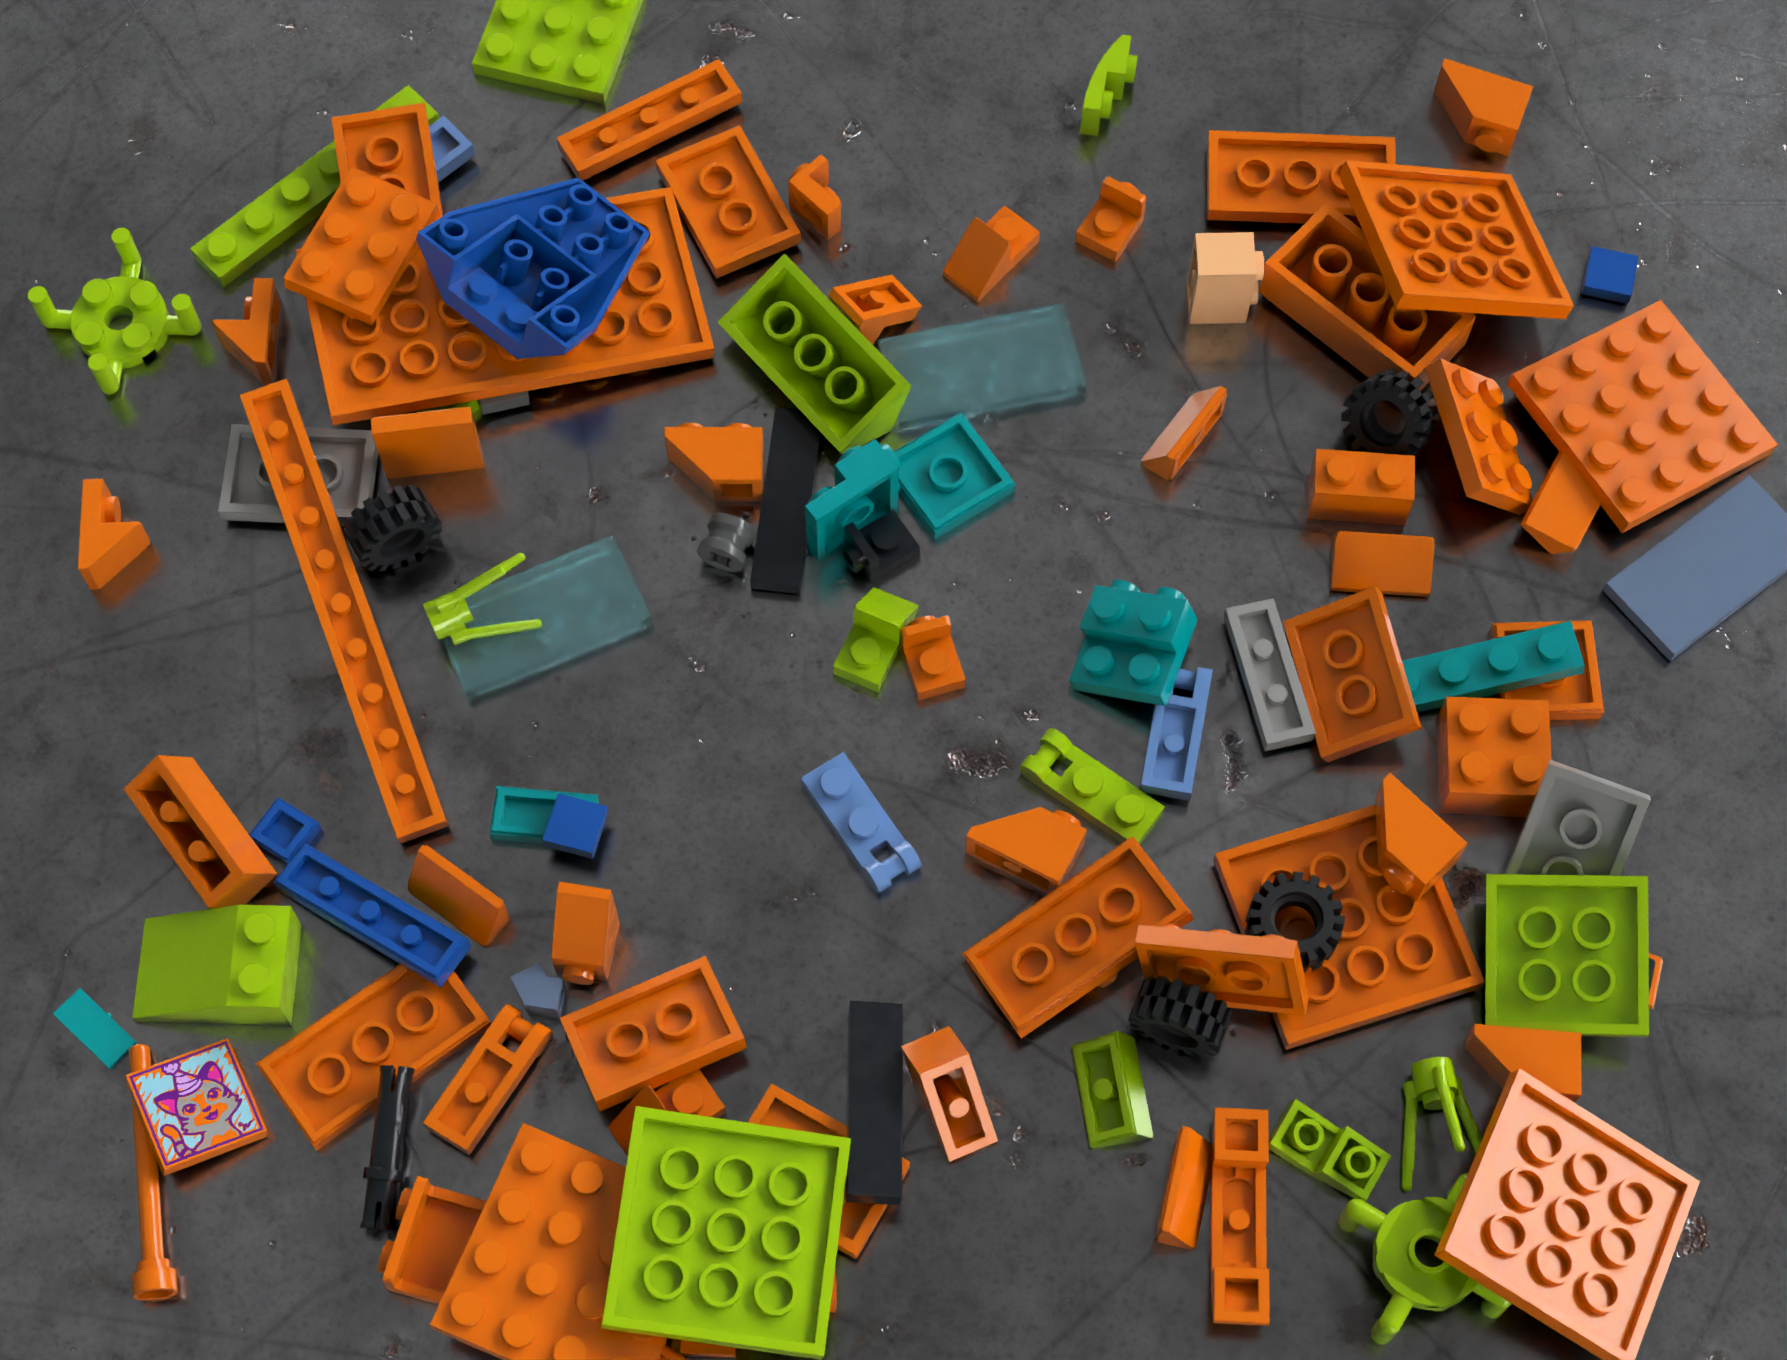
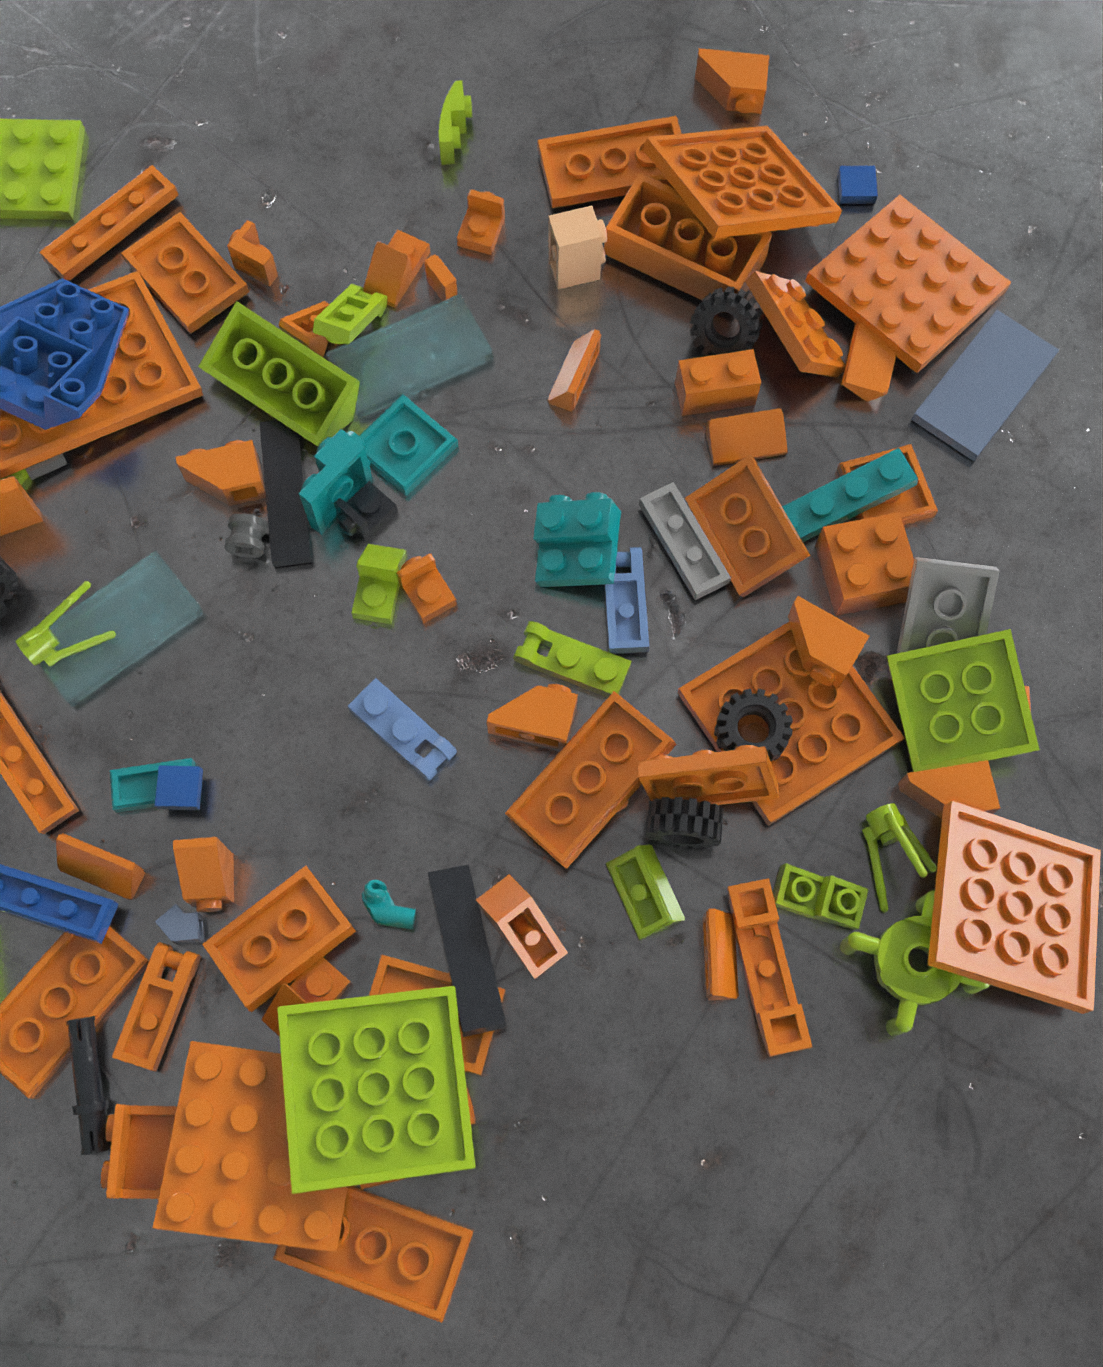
camera: 15 degrees left, 5 degrees up
(785, 1032) = (382, 908): none -> teal arm
(919, 300) = (349, 315): none -> lime plate
(1043, 278) = (440, 278): none -> orange tile

